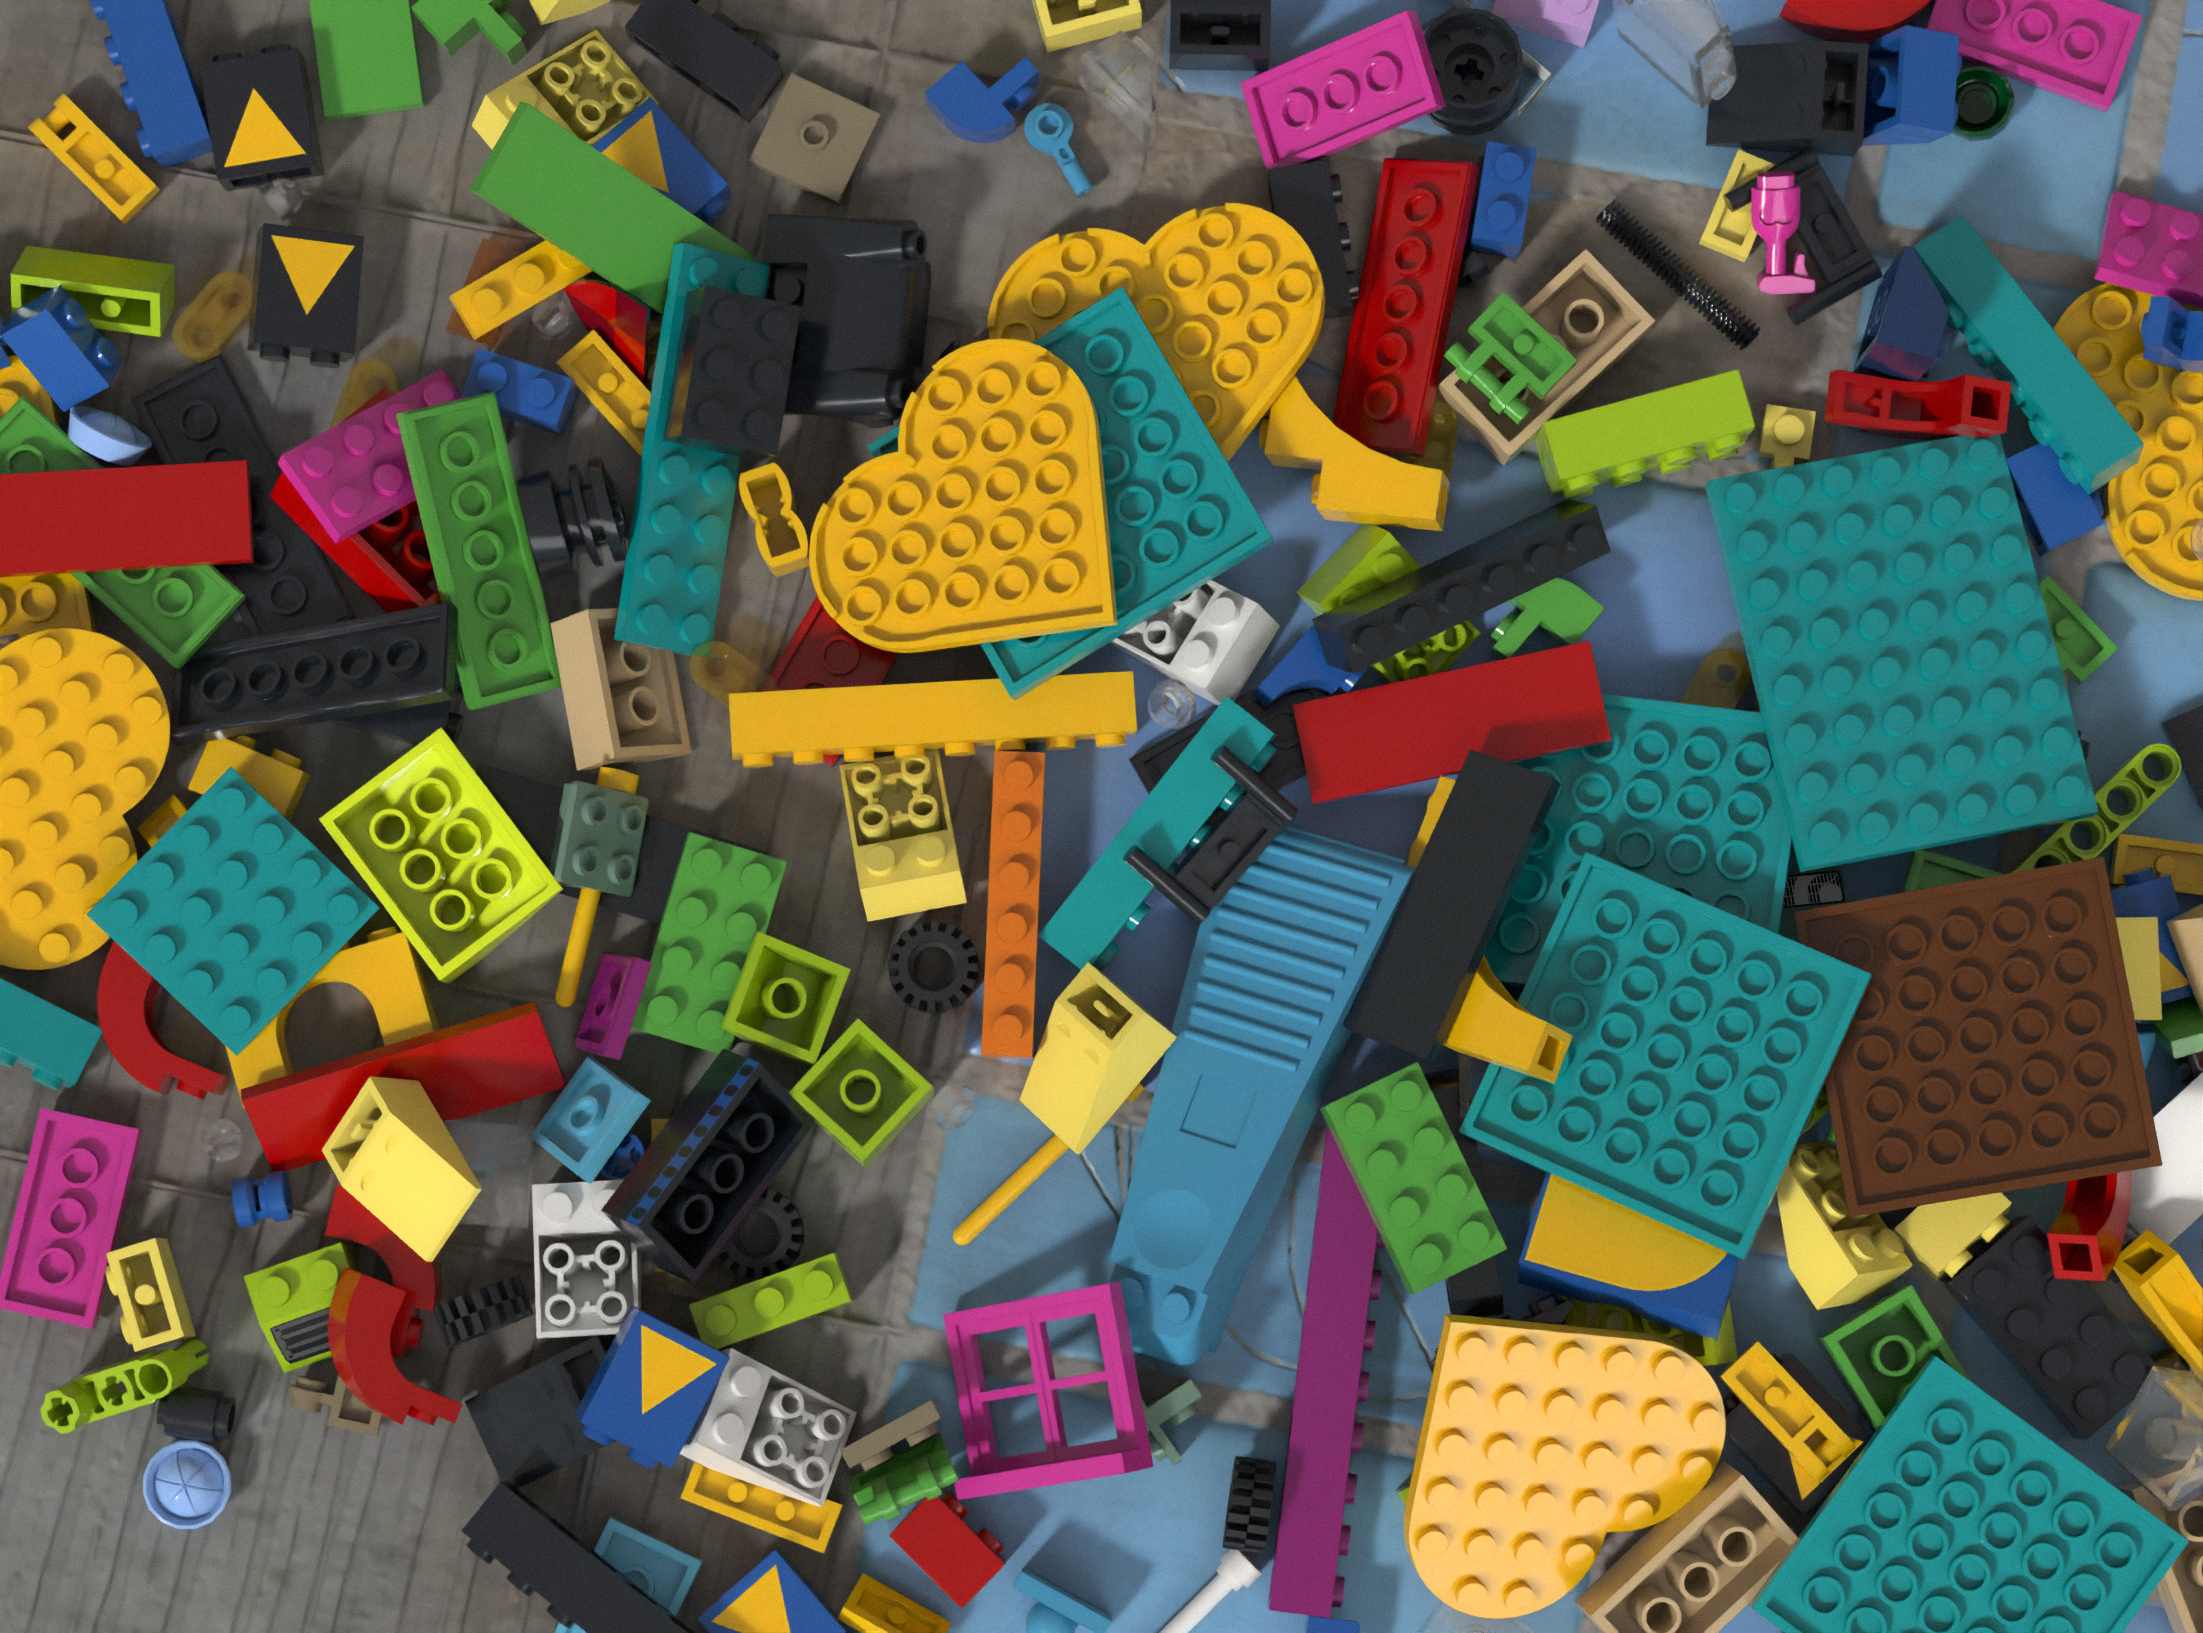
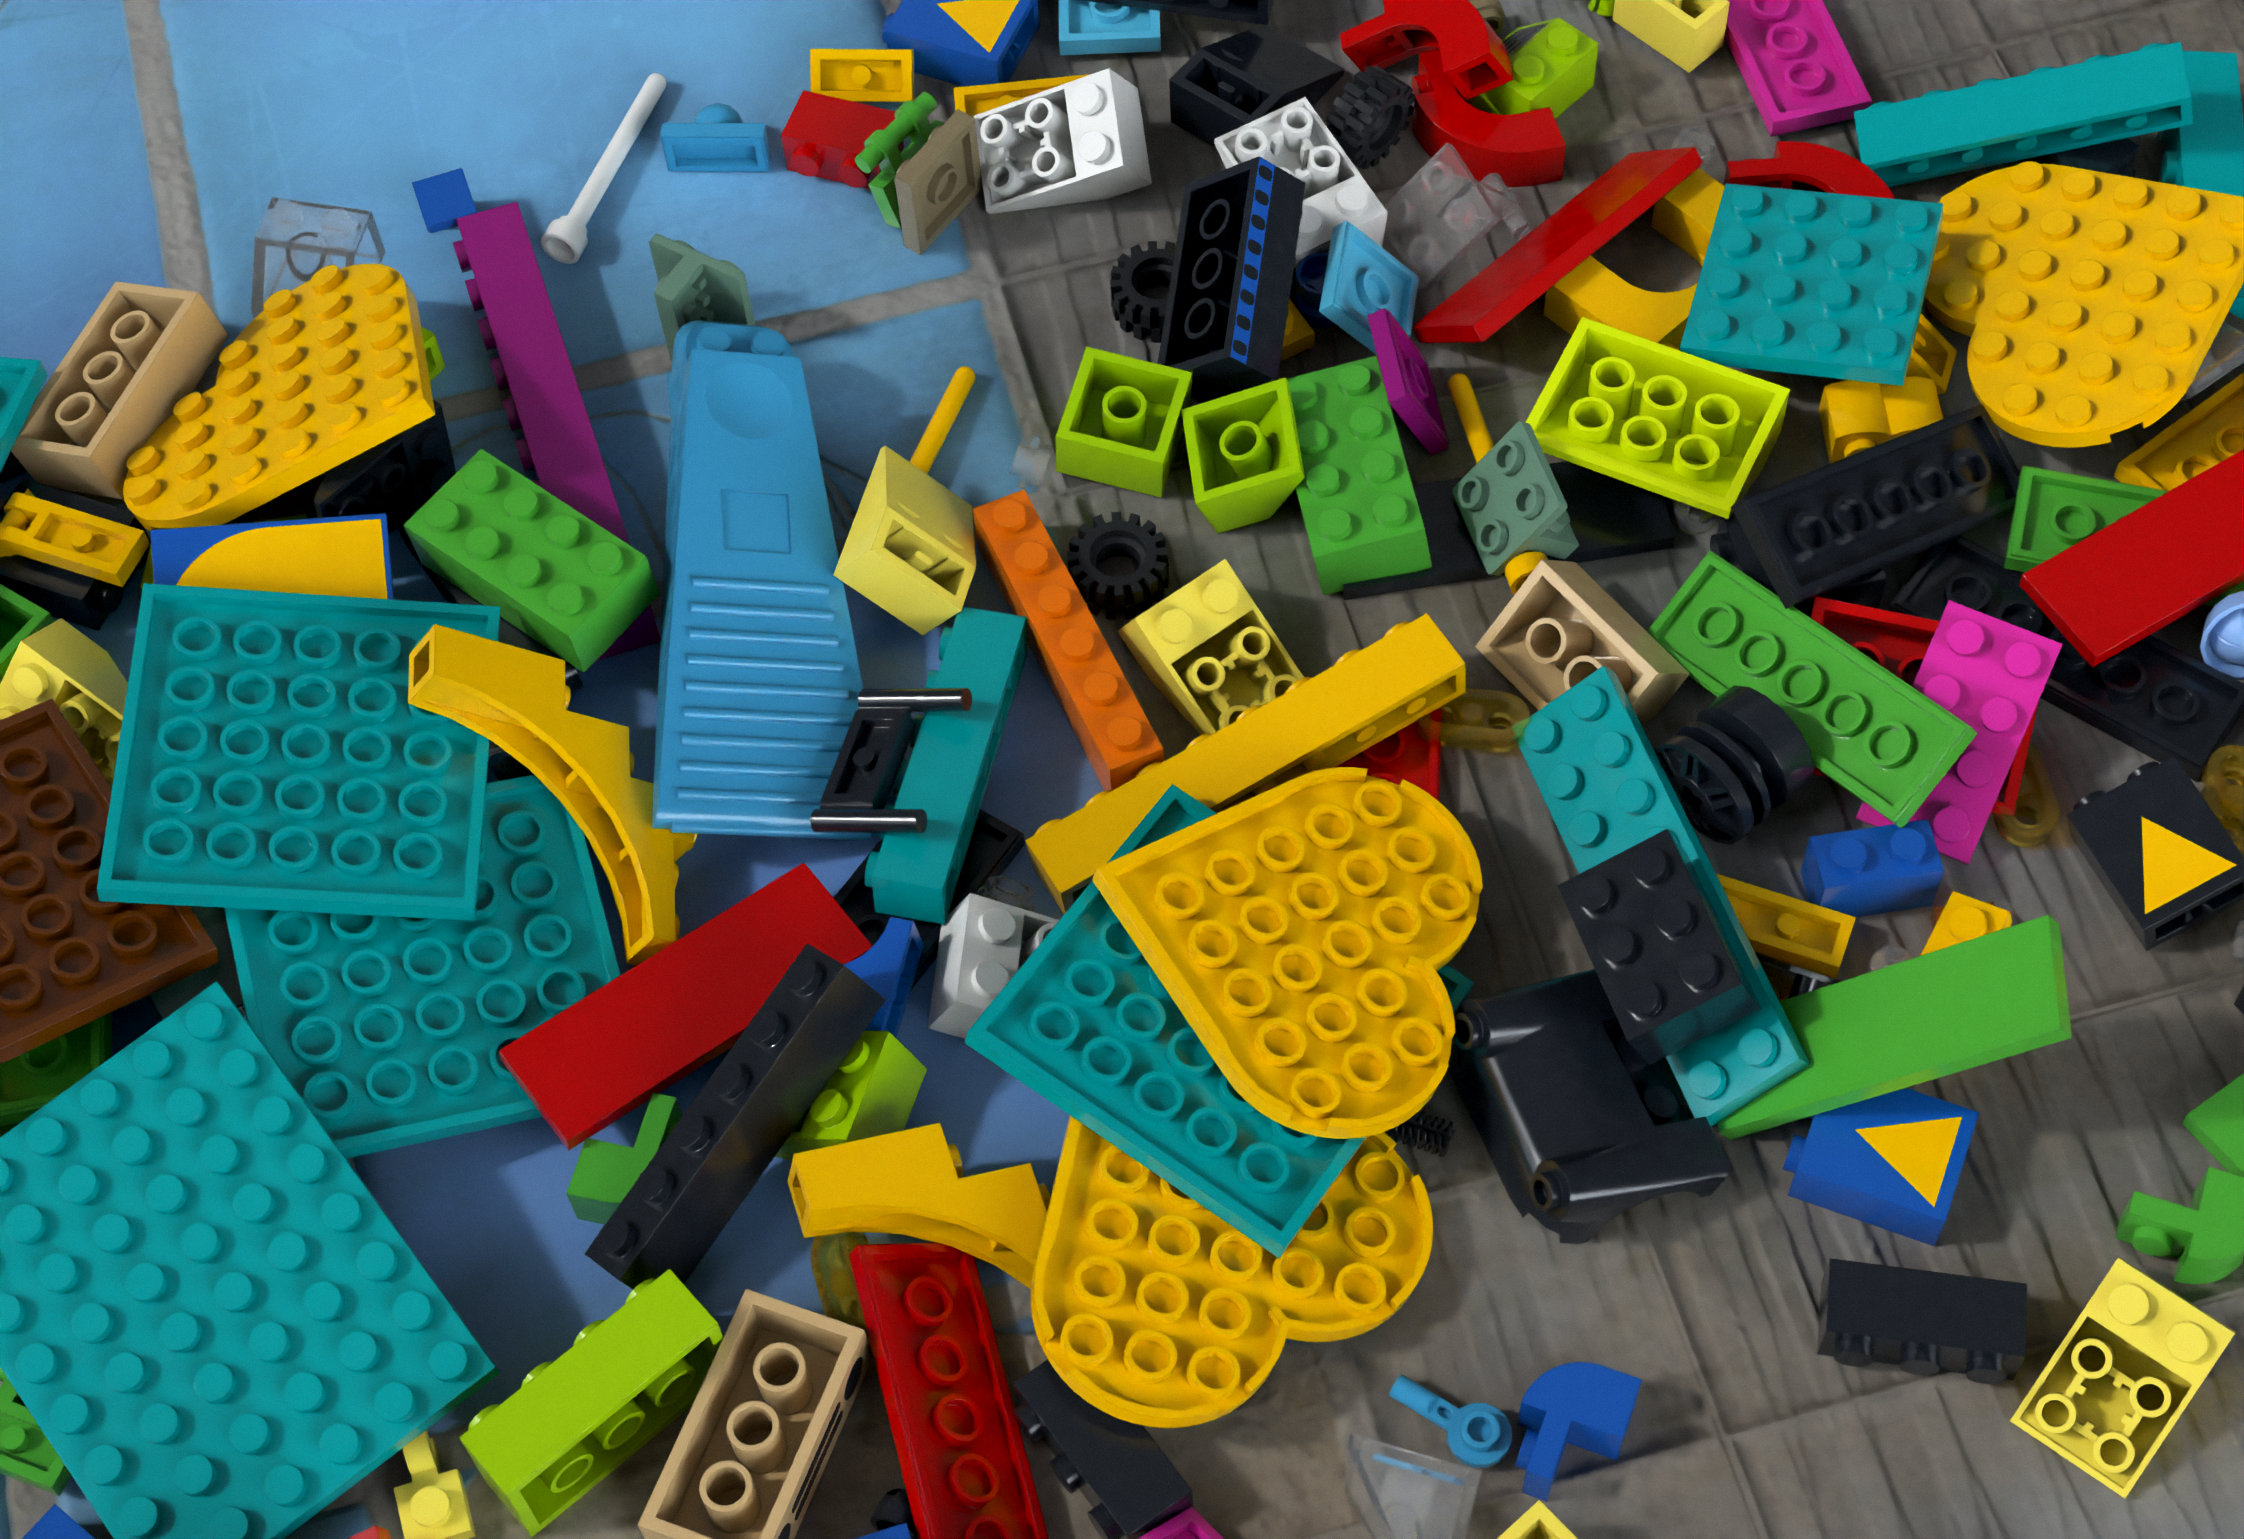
camera: 155 degrees right, 25 degrees down
(262, 1198) = (1631, 121): blue wheel -> none
(402, 1163) = (1517, 164): light yellow slope -> none
(578, 88) = (2027, 1182): light yellow slope -> none
(650, 1389) = (1175, 93): blue brick -> none
(772, 1302) = (1079, 259): lime brick -> none
(773, 510) = (1523, 866): yellow brick -> none
(815, 139) = (1736, 1294): dark tan plate -> none
(1059, 1462) = (792, 200): dark pink window -> none
(1249, 1504) = (575, 270): black tyre -> none
(1452, 906) = (596, 794): black tile -> none
(1521, 347) = (784, 1401): bright green plate -> none
(1709, 690) = (417, 1184): clear yellow plate -> none

